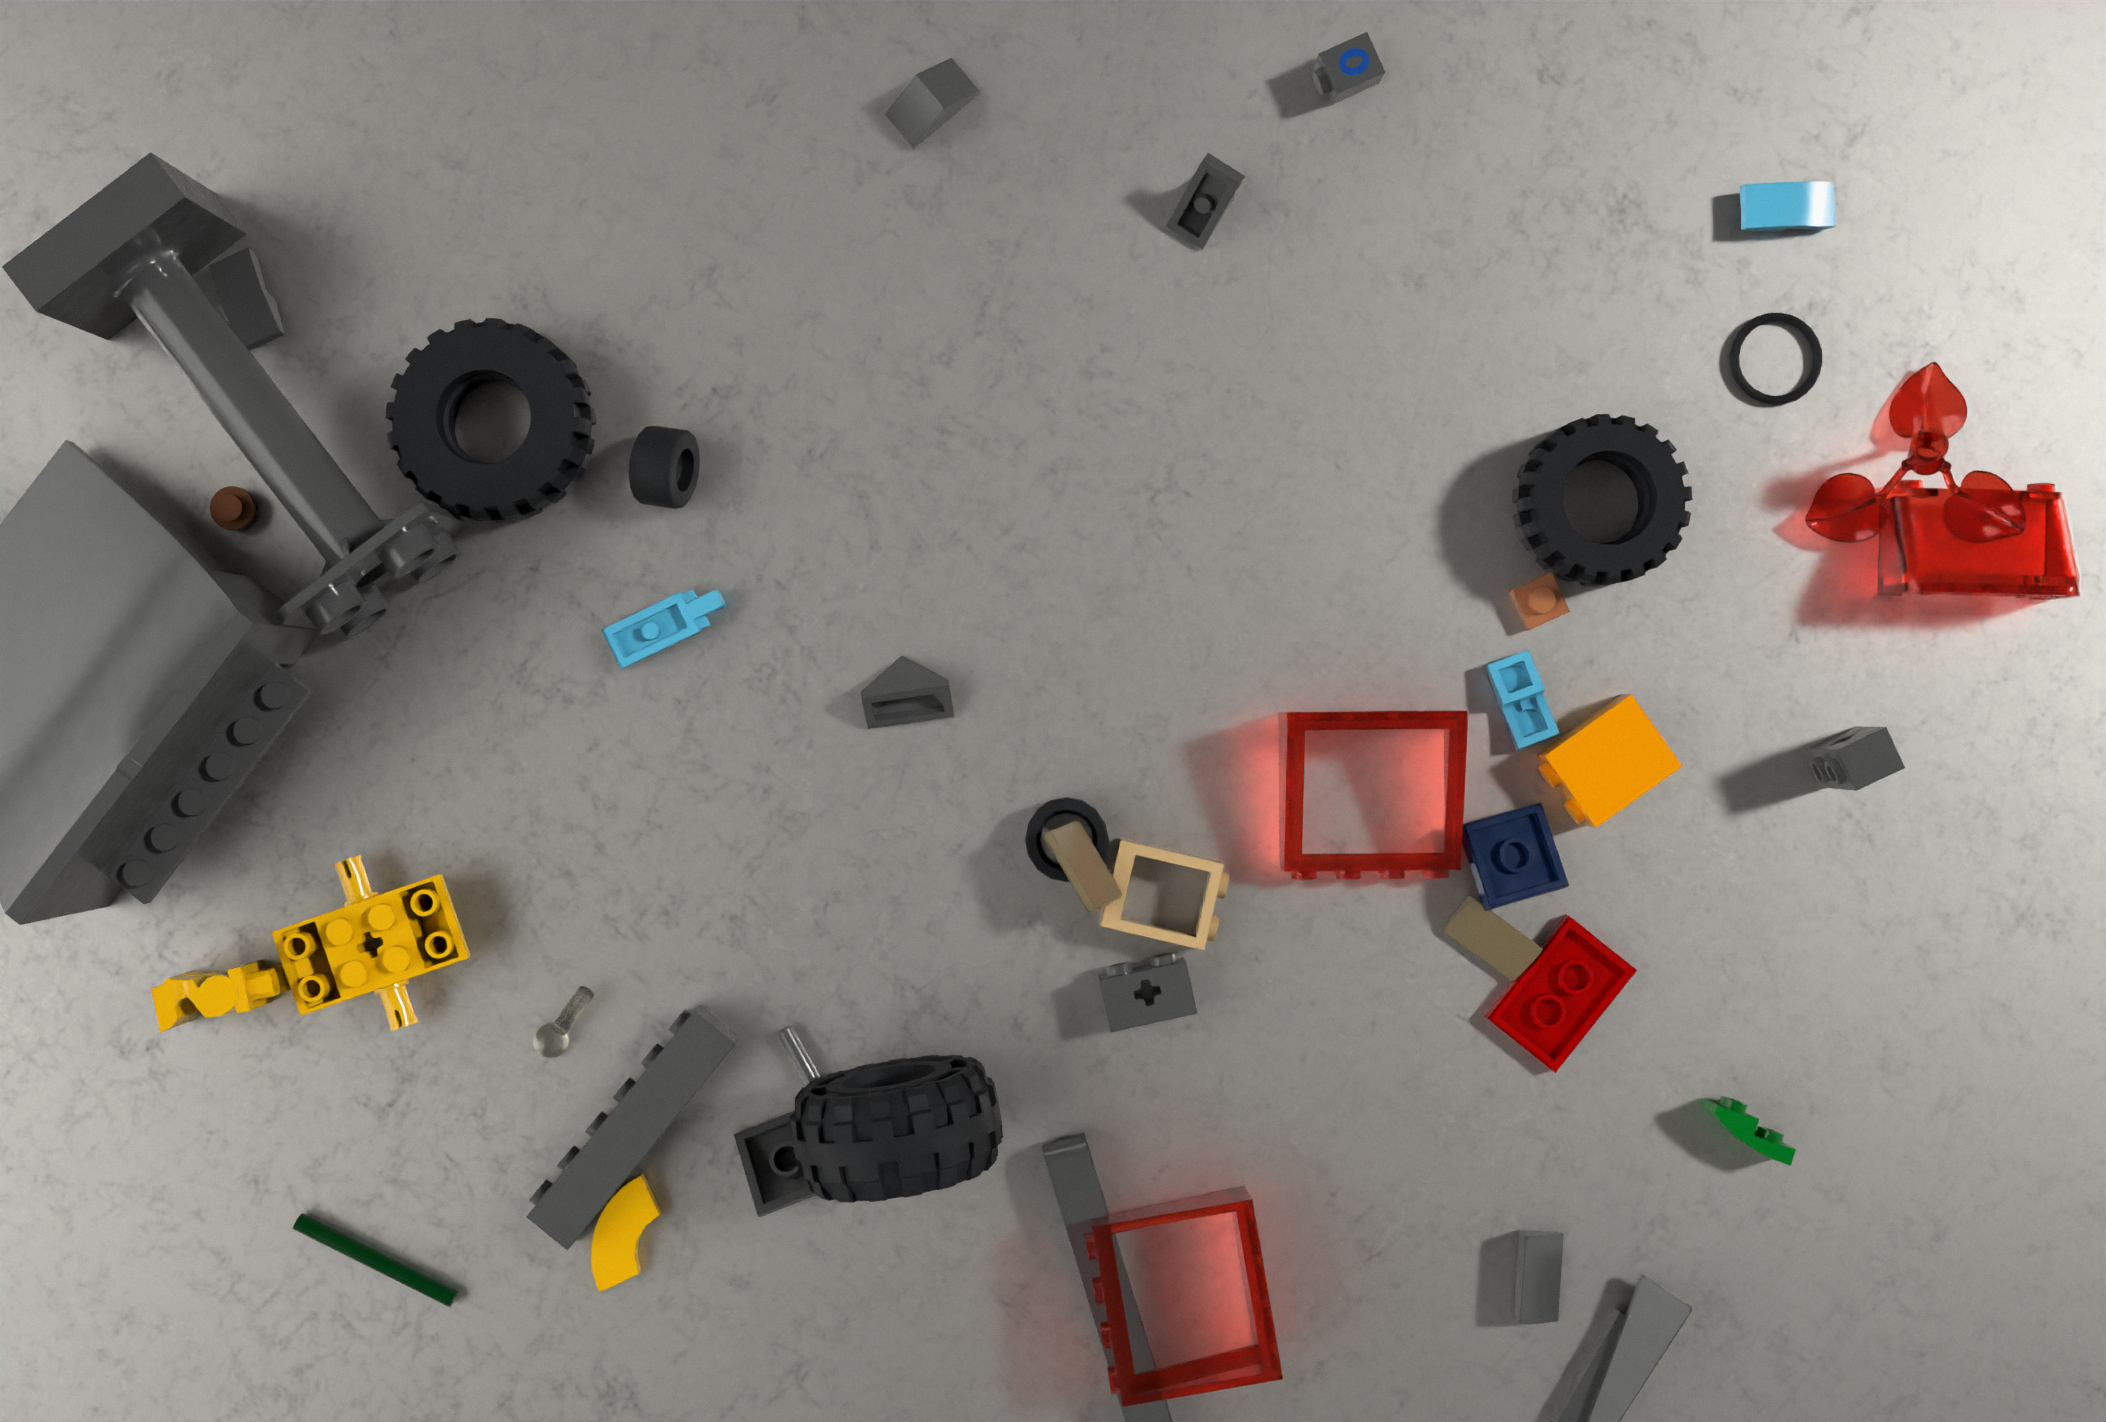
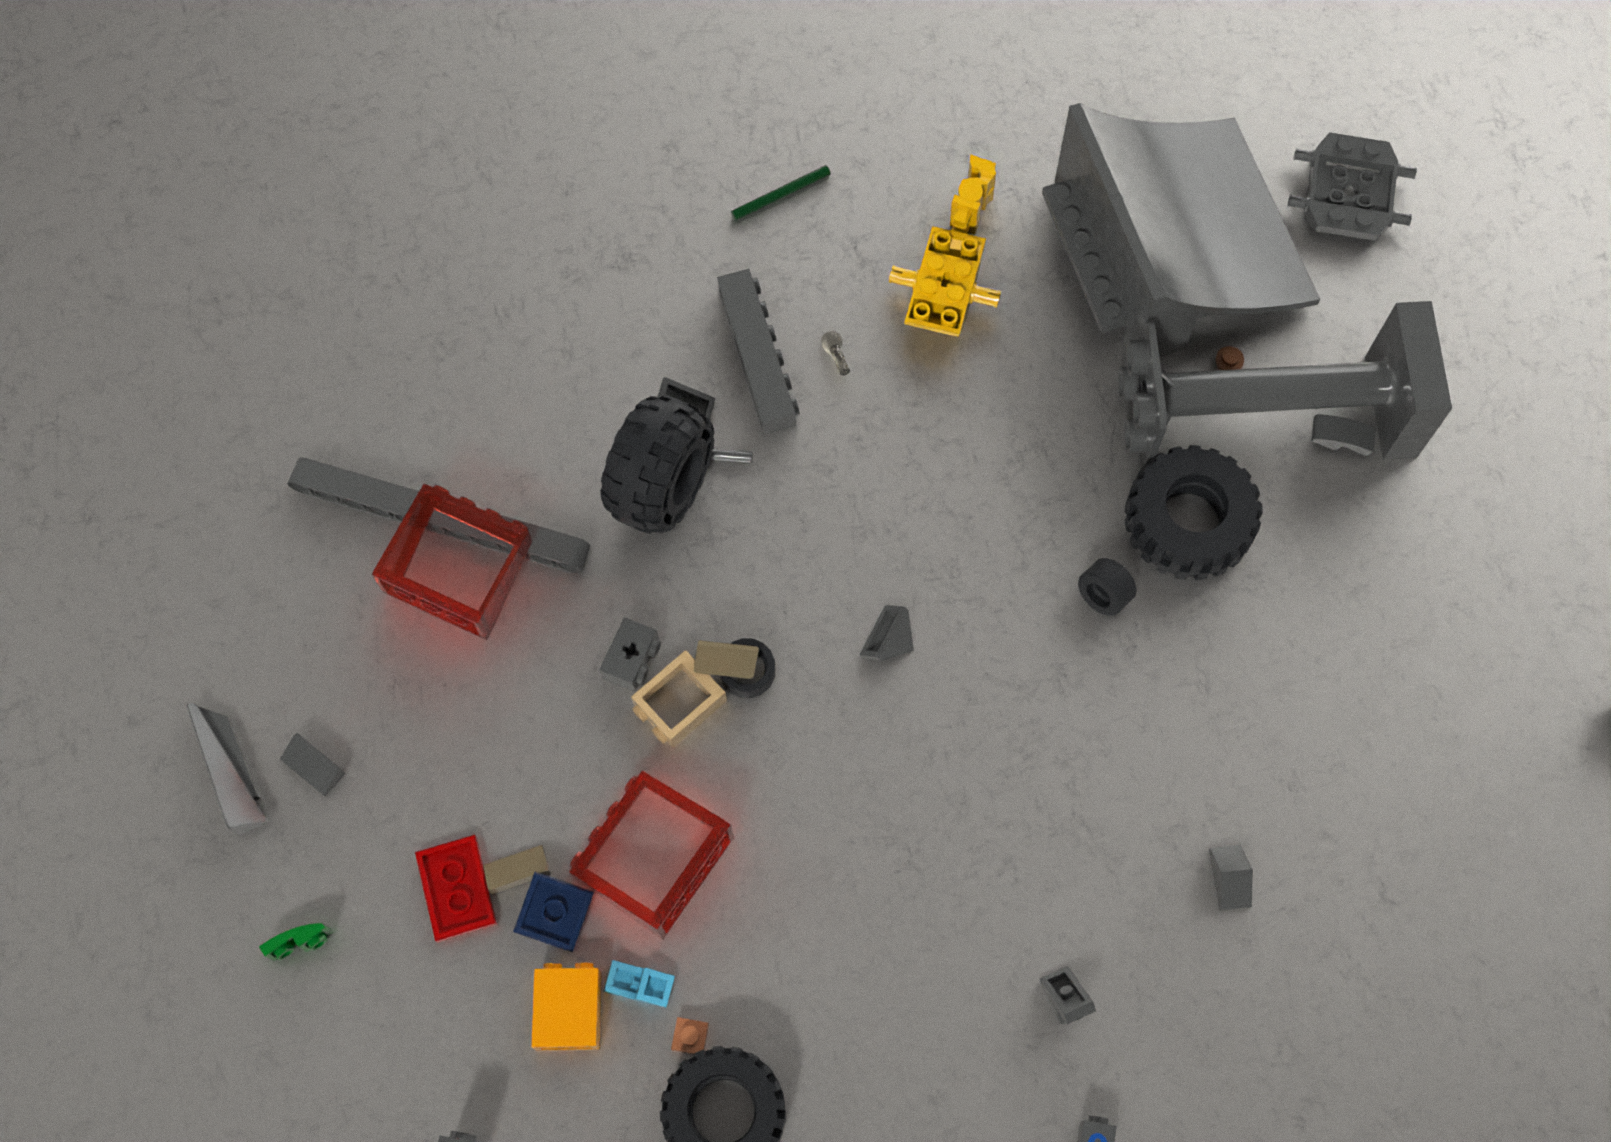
camera: 125 degrees right, 20 degrees down
(618, 1233) = (707, 311): yellow tile -> none
(661, 626) = (1017, 532): medium azure hinge -> none

